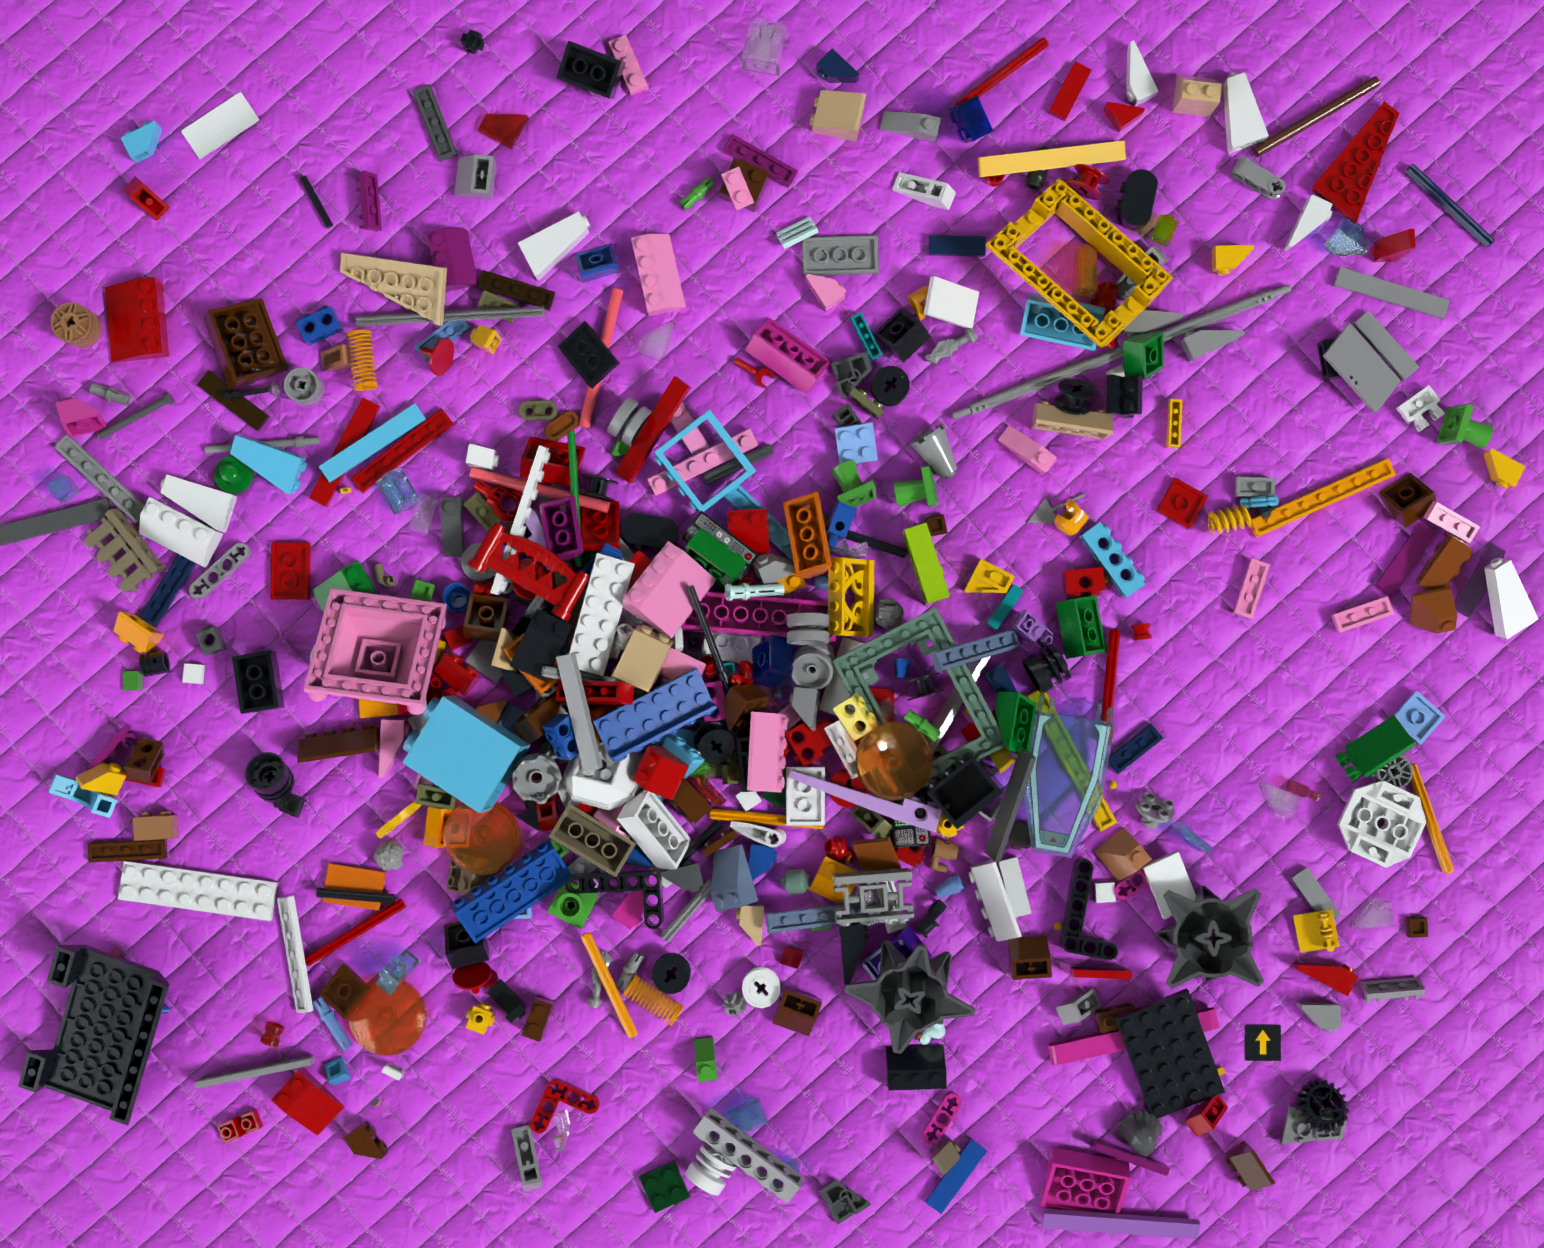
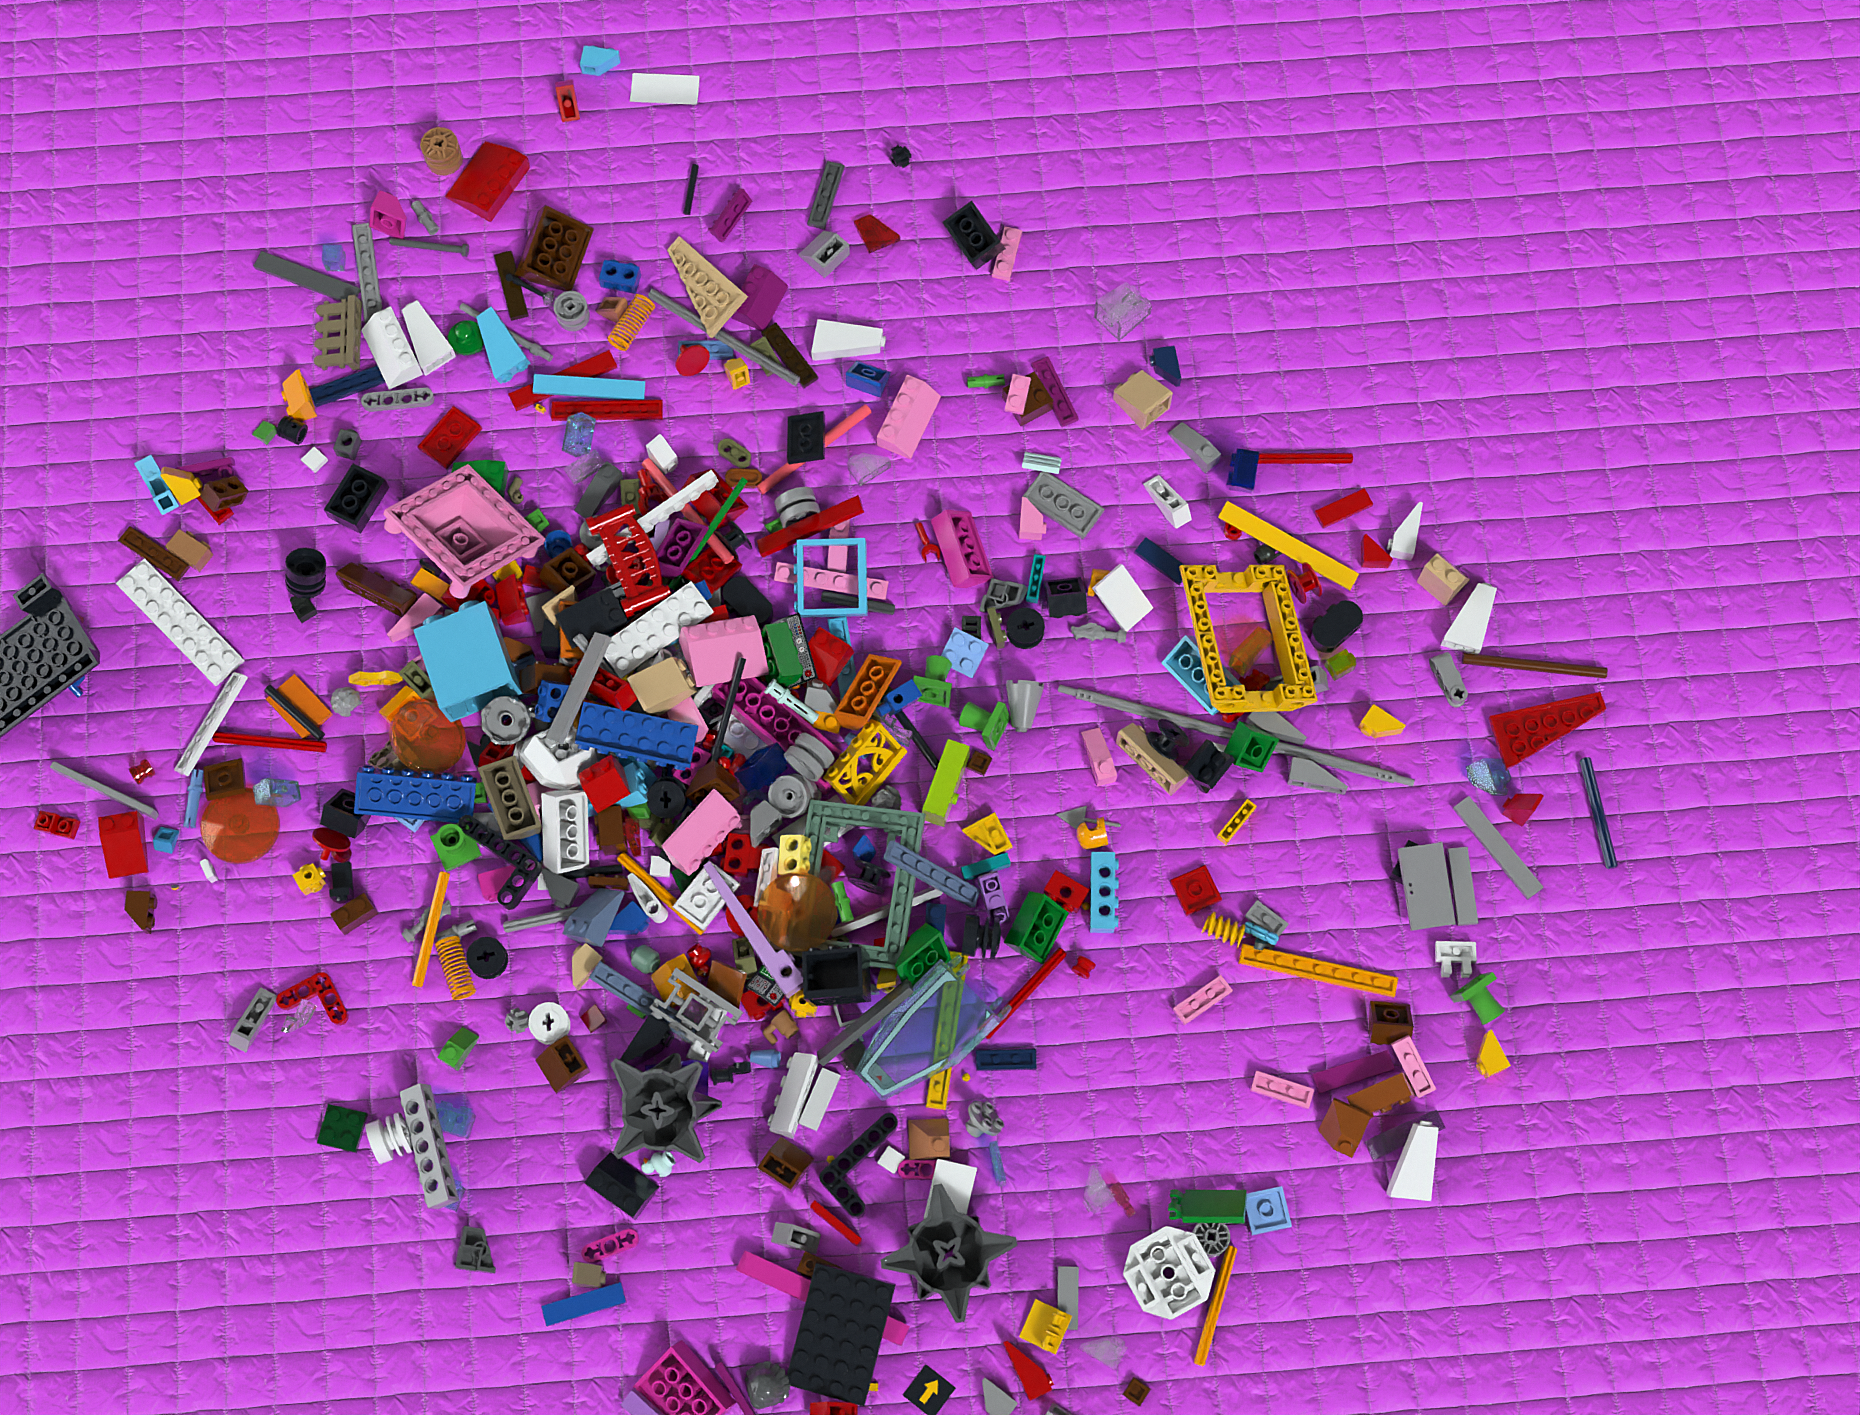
camera: 35 degrees right, 15 degrees down
(1312, 216) = (1469, 741): white slope -> none

